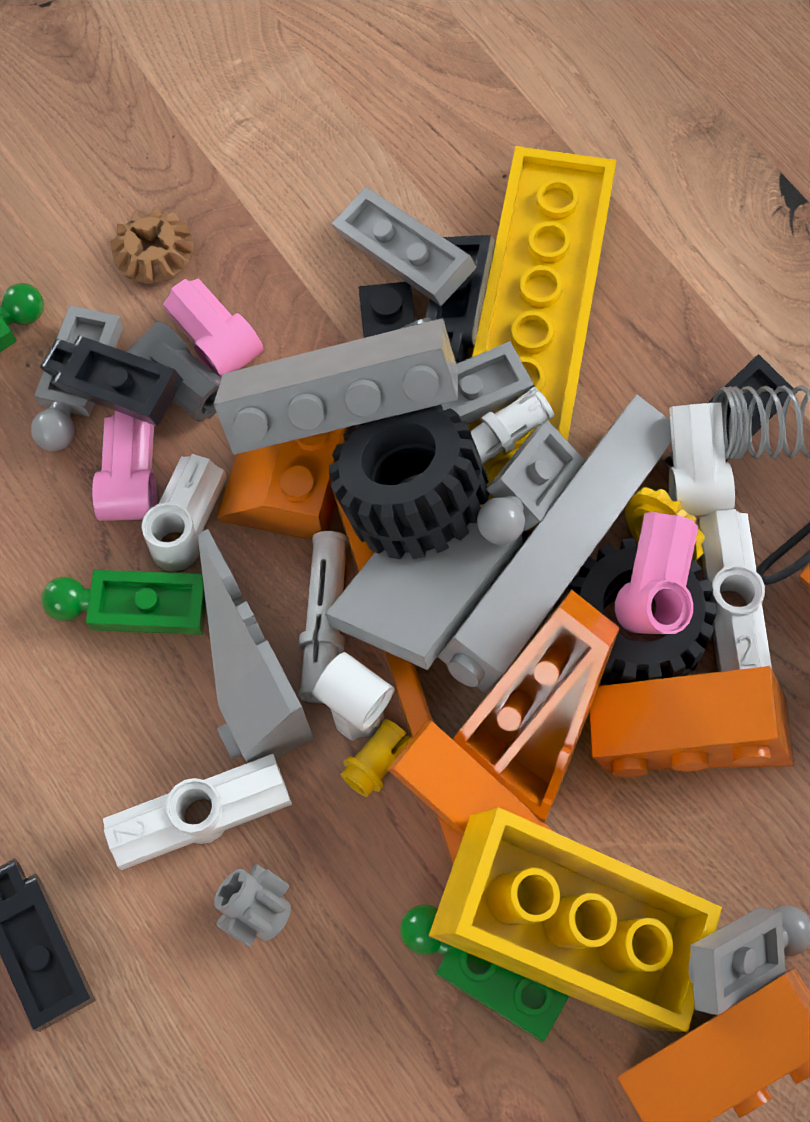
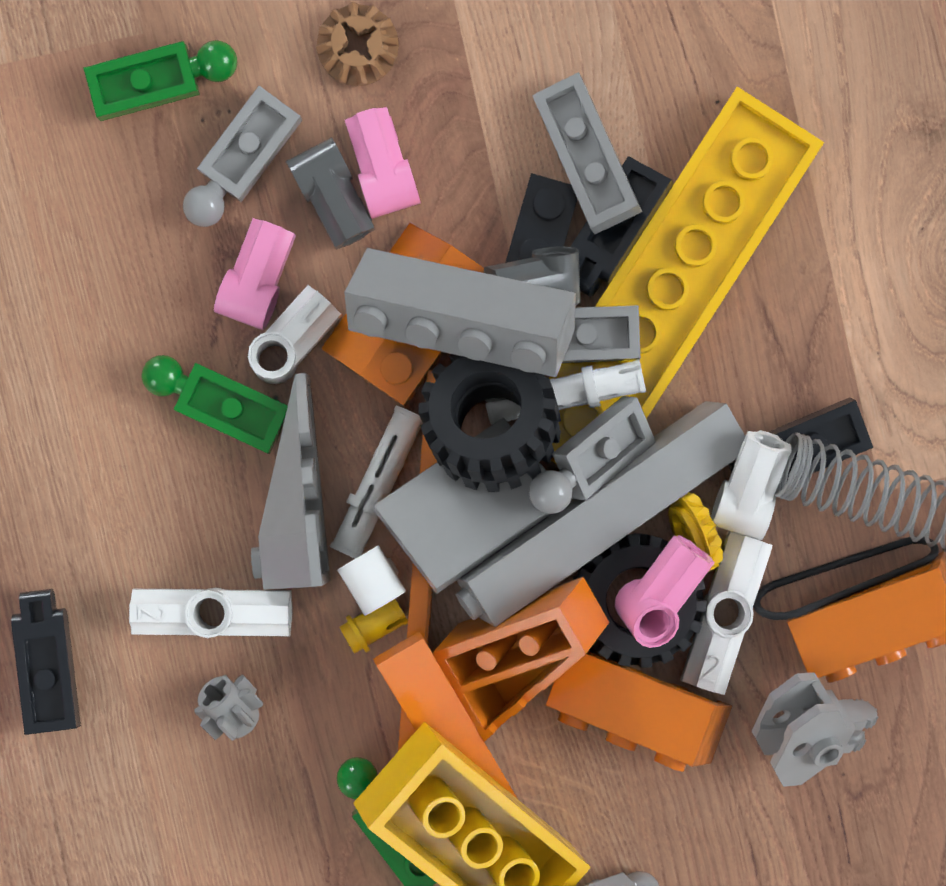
camera: 15 degrees right, 20 degrees up
(112, 378) = (270, 189): black hinge -> none

